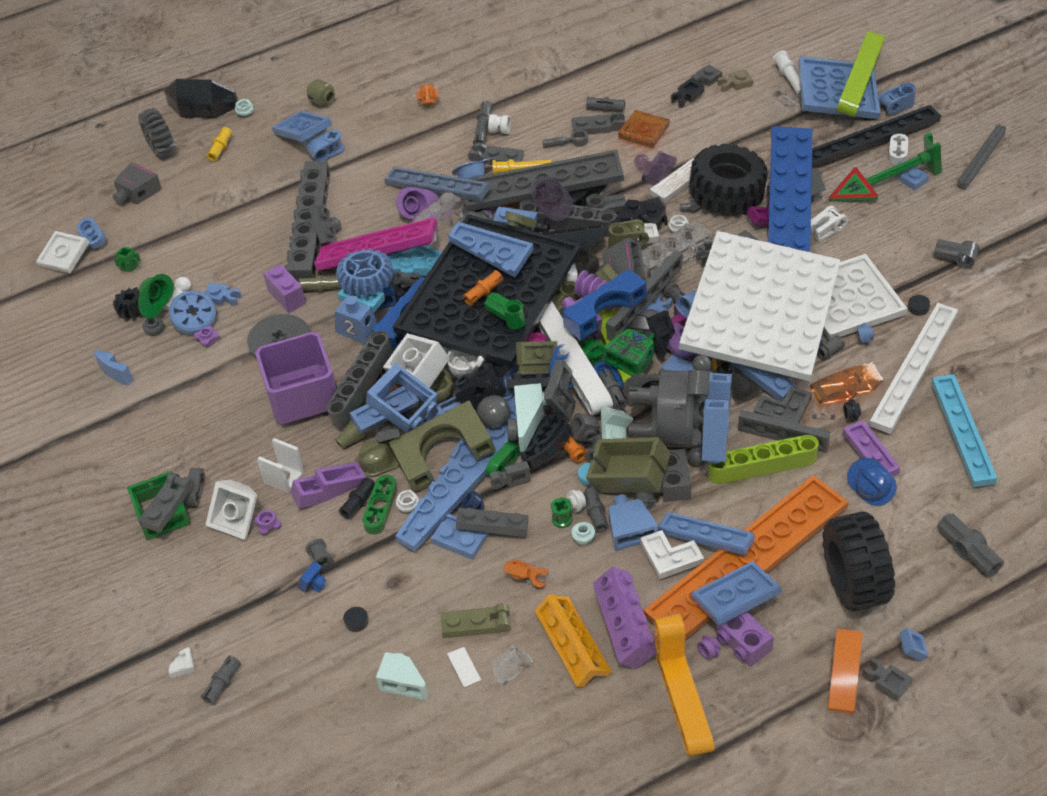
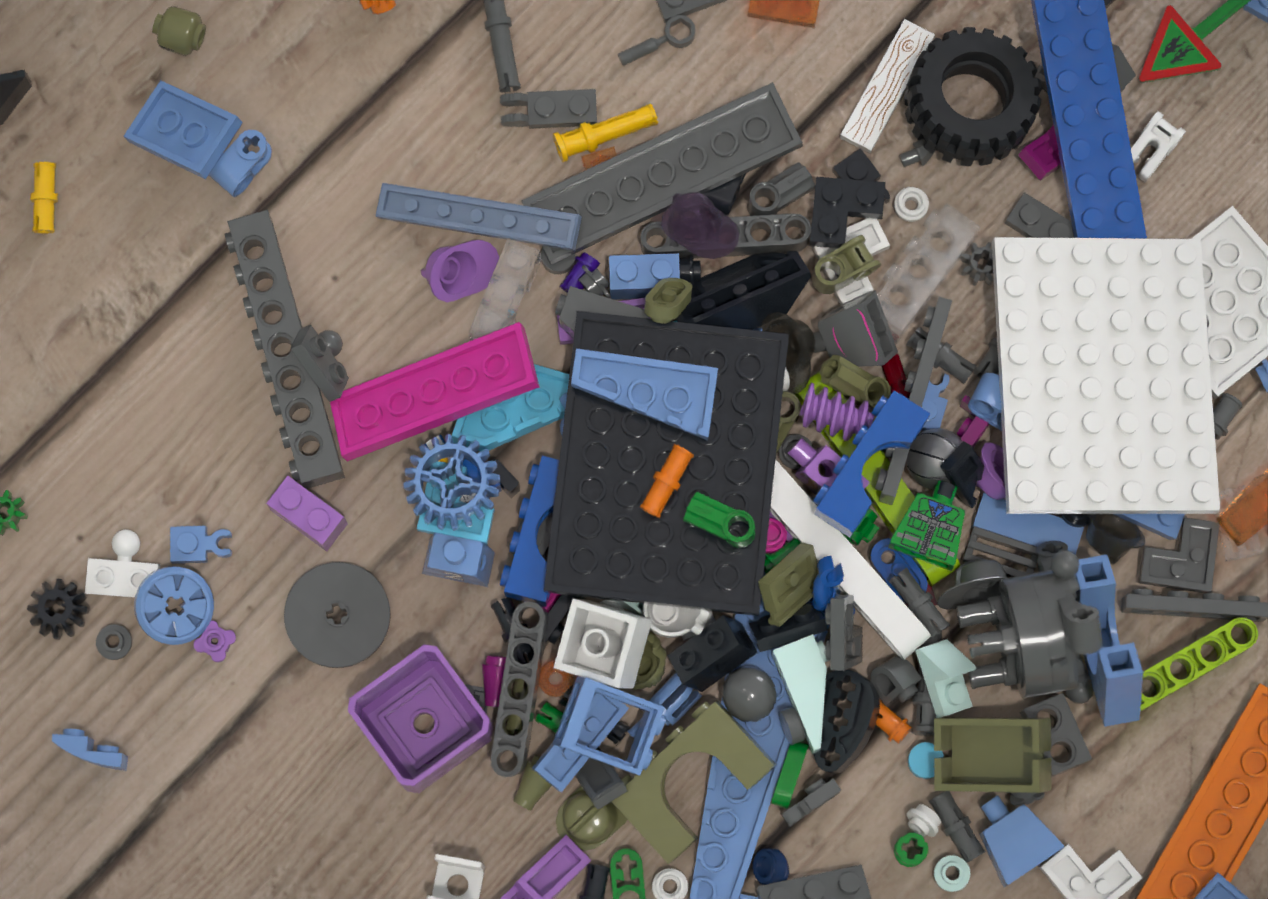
camera: 20 degrees left, 30 degrees up
(154, 294) = (98, 597): green piece -> none
(244, 107) = (44, 86): light aqua plate -> none
(319, 283) = (359, 483): olive pin -> none
(406, 278) = (522, 450): dark grey pin -> none
(471, 169) = (529, 167): medium blue piece -> none
(499, 124) = (531, 36): white wheel -> none
(657, 169) = (838, 77): clear purple plate -> none
(707, 533) = (1133, 832): medium blue tile -> none

